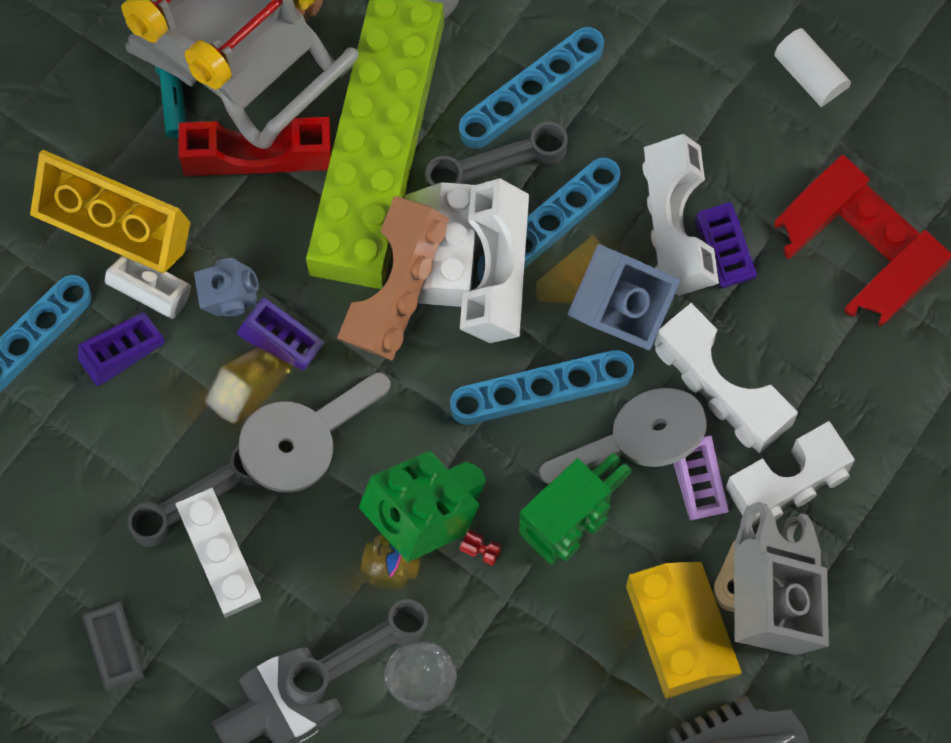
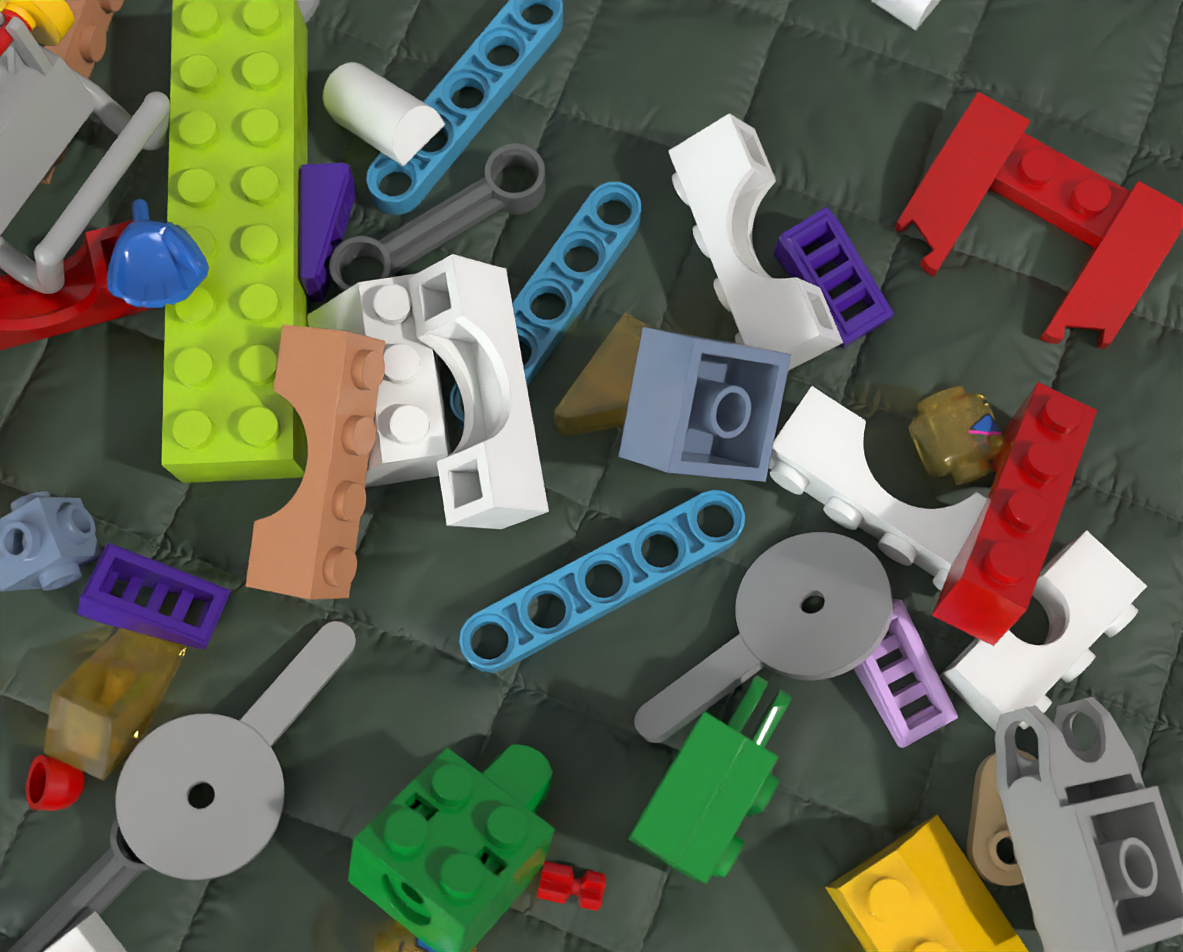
camera: 15 degrees left, 5 degrees up
(203, 421) = (53, 784): none -> red hinge
(330, 144) = (154, 262): none -> blue piece
(430, 135) = (324, 211): none -> dark purple slope
(476, 85) = (379, 112): none -> white brick
(771, 352) = (956, 435): none -> clear yellow head
(786, 397) = (1009, 542): none -> red arch

